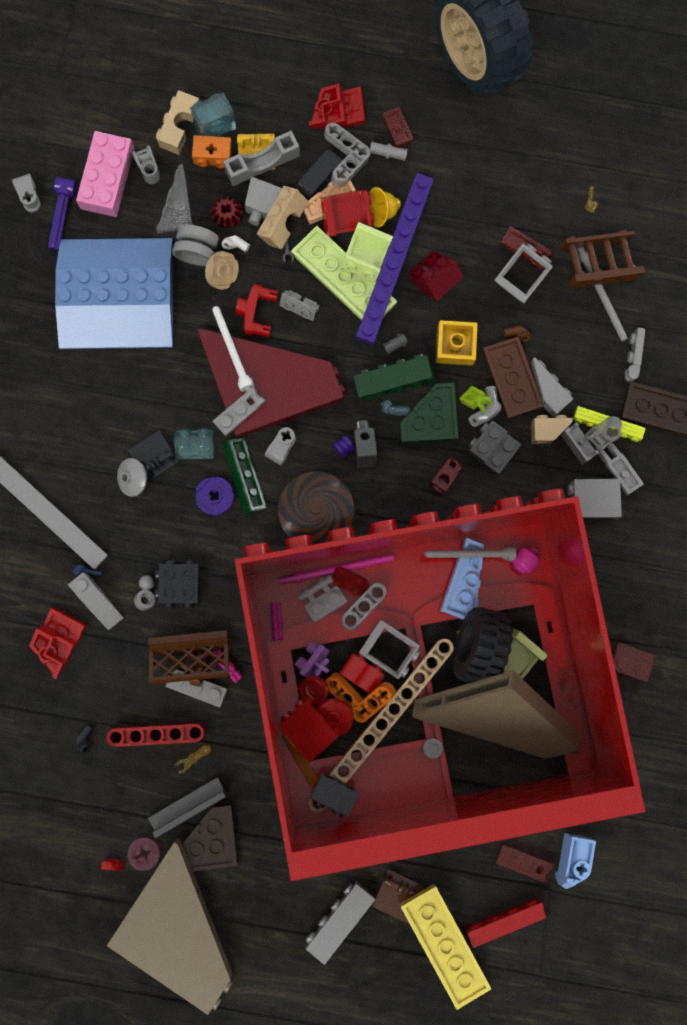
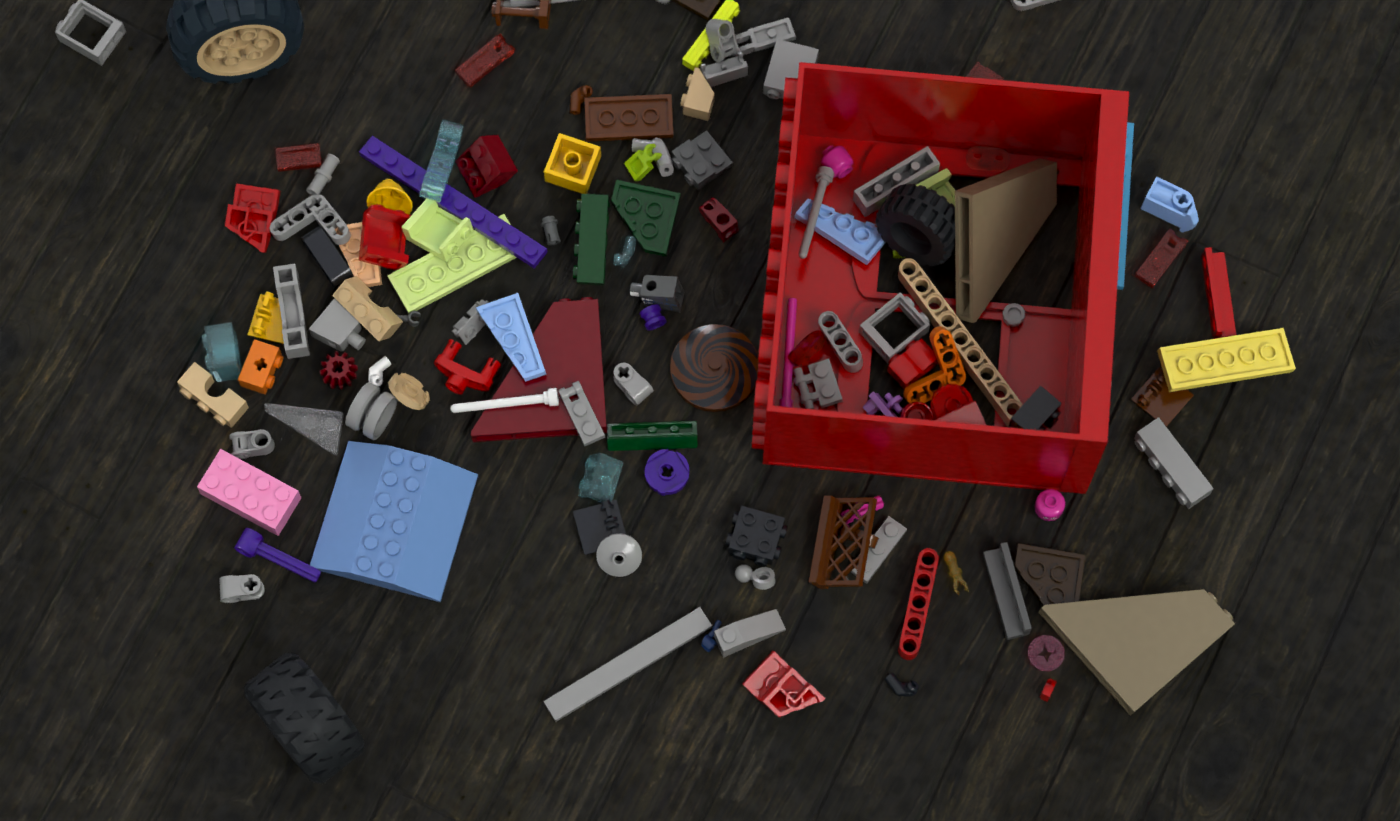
camera: 65 degrees left, 10 degrees down
(270, 824) = (1049, 505): none -> dark pink head
(290, 338) = (511, 329): none -> light blue wing
(423, 236) = (442, 161): none -> clear light blue beam
(521, 615) = (910, 171): none -> light grey brick
(530, 251) = (541, 77): light grey window -> none
(551, 392) = (661, 80): light grey slope -> none

